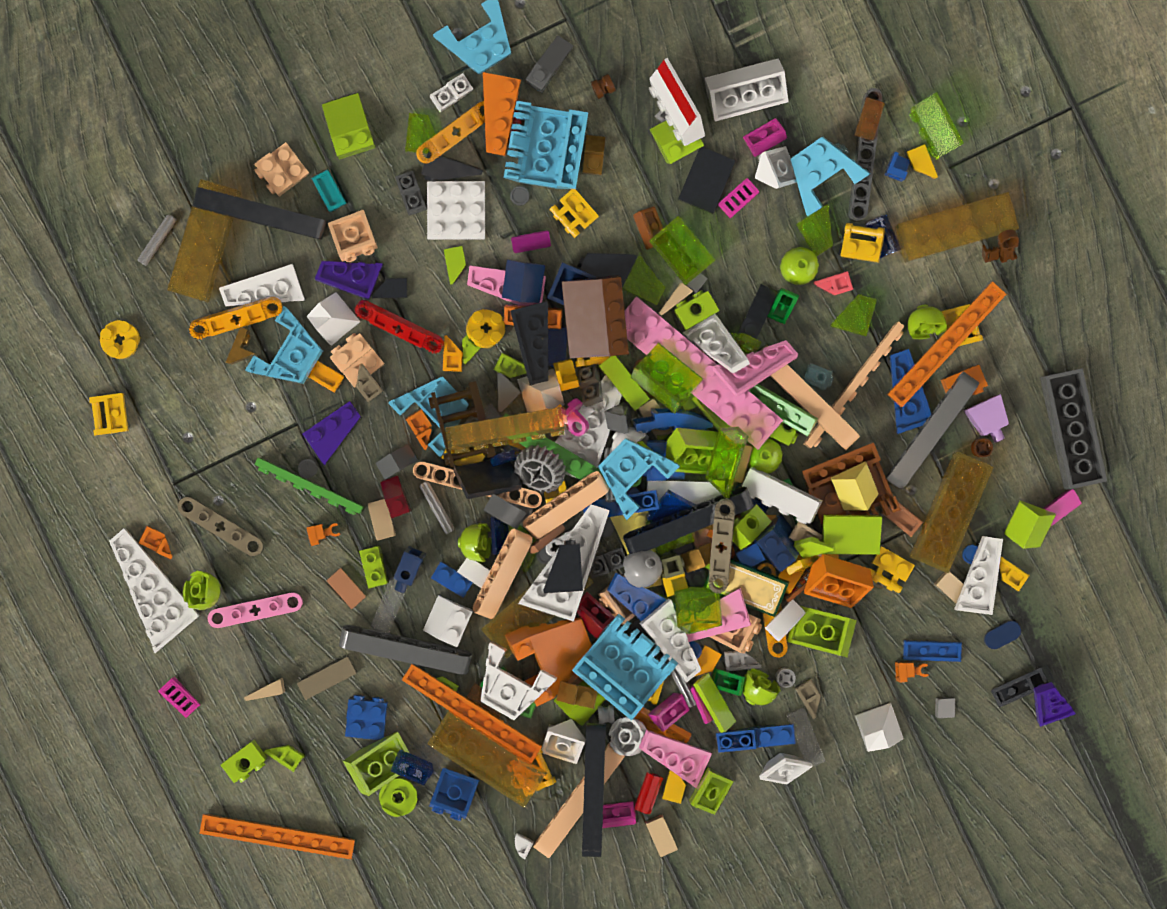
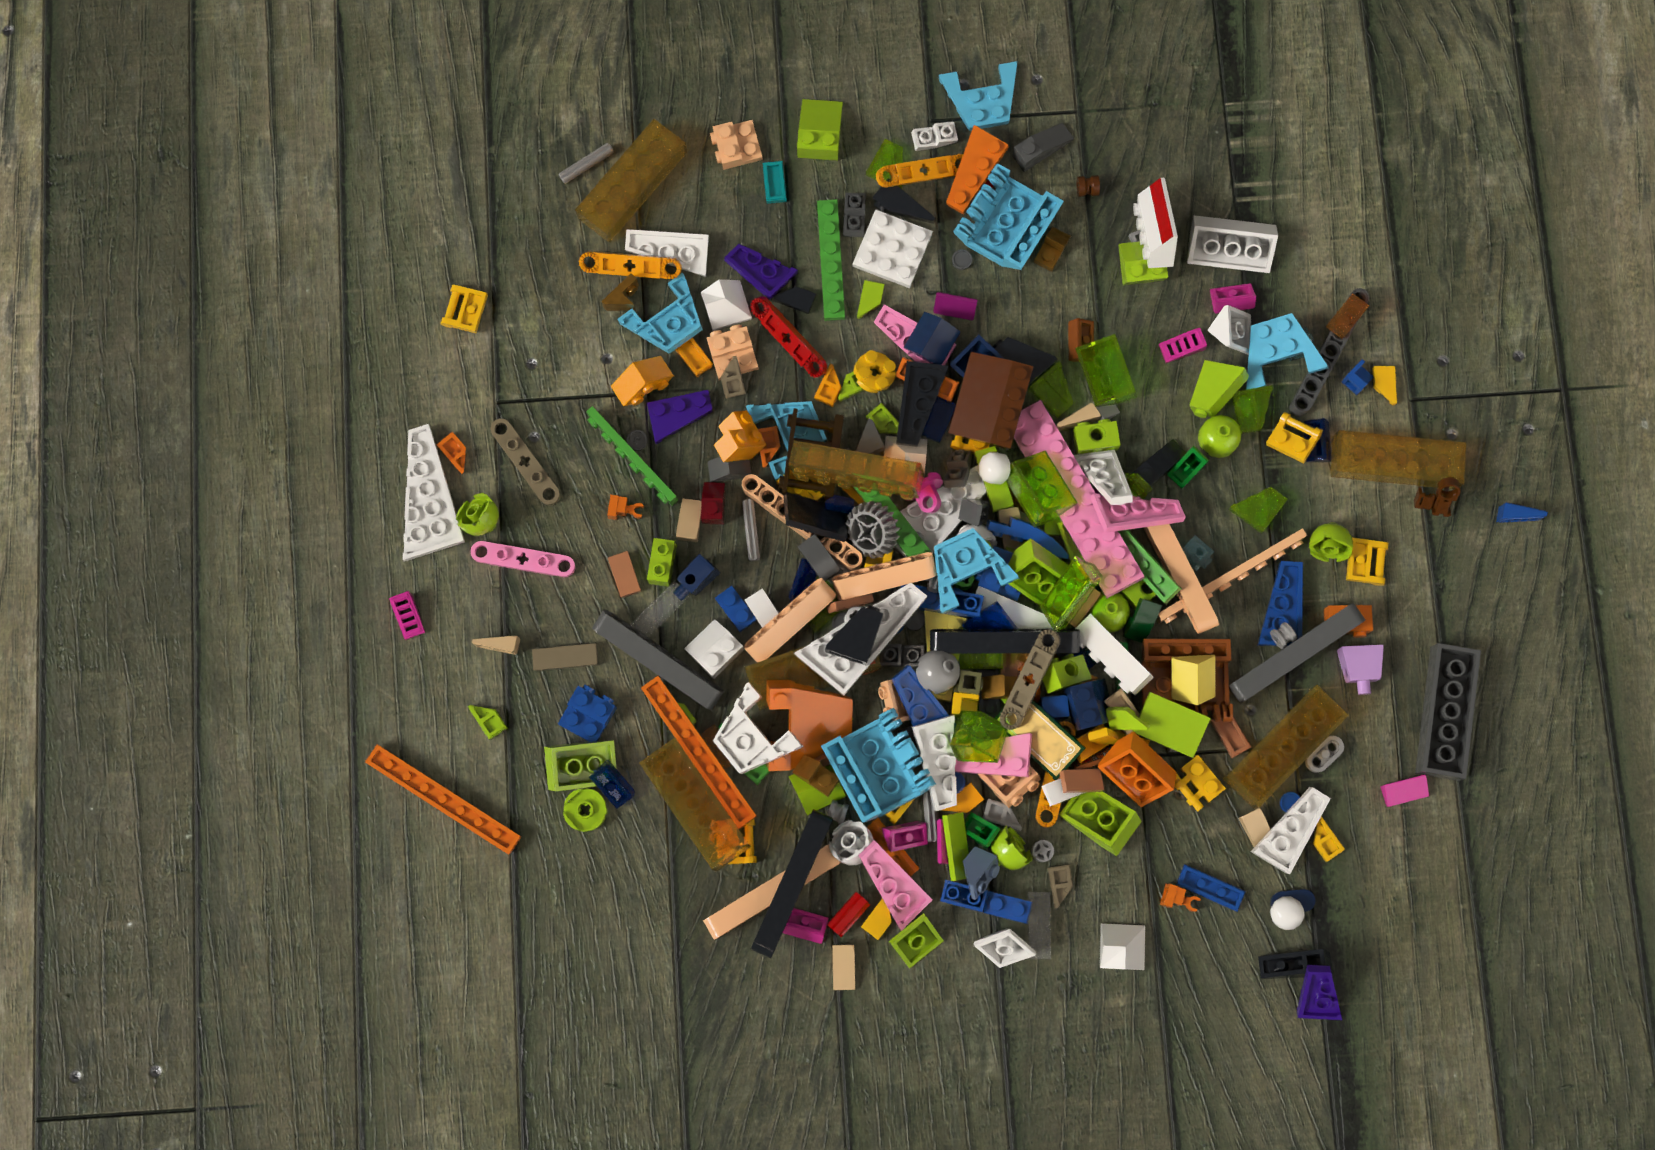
camera: 25 degrees right, 10 degrees down
(109, 335) = (500, 233): yellow plate -> none
(233, 766) = (431, 704): lime brick -> none
(259, 213) = (697, 171): black beam -> none
(291, 417) = (641, 379): none -> light orange brick
(352, 236) = (779, 232): light nougat plate -> none
(396, 433) = (740, 438): none -> light orange brick
(406, 241) = (830, 260): none -> bright green plate
(453, 794) = (643, 830): blue plate -> none
(475, 542) = (775, 578): lime cylinder -> none
(523, 845) = (693, 916): white tile -> none
(564, 741) = (781, 822): white slope -> none
(566, 374) = (937, 448): yellow panel -> none
(578, 209) = (1016, 293): yellow plate -> none
(594, 615) = (866, 701): dark red slope -> none
(622, 376) = (994, 468): none -> white hair
(706, 180) = (1156, 316): black tile -> none
(741, 716) = (979, 870): none -> sand blue slope
(780, 226) = (1216, 387): none -> lime slope
(795, 453) = (1142, 620): none -> dark green slope
(795, 609) = (1081, 780): none -> nougat tile
(835, 284) = (1250, 469): coral tile -> none
(915, 420) = (1283, 635): none -> light grey wheel
(936, 126) = (1414, 351): clear neon green slope -> none
(945, 707) = (1201, 954): light grey slope -> none
(946, 344) = (1344, 571): orange plate -> none
(984, 445) = (1346, 693): reddish brown wheel -> none
(986, 505) = (1324, 755): none -> light grey plate
(1001, 647) = (1287, 913): none -> white hair
(1029, 525) = (1364, 794): lime slope -> none
(1067, 235) = (1516, 513): none -> blue slope

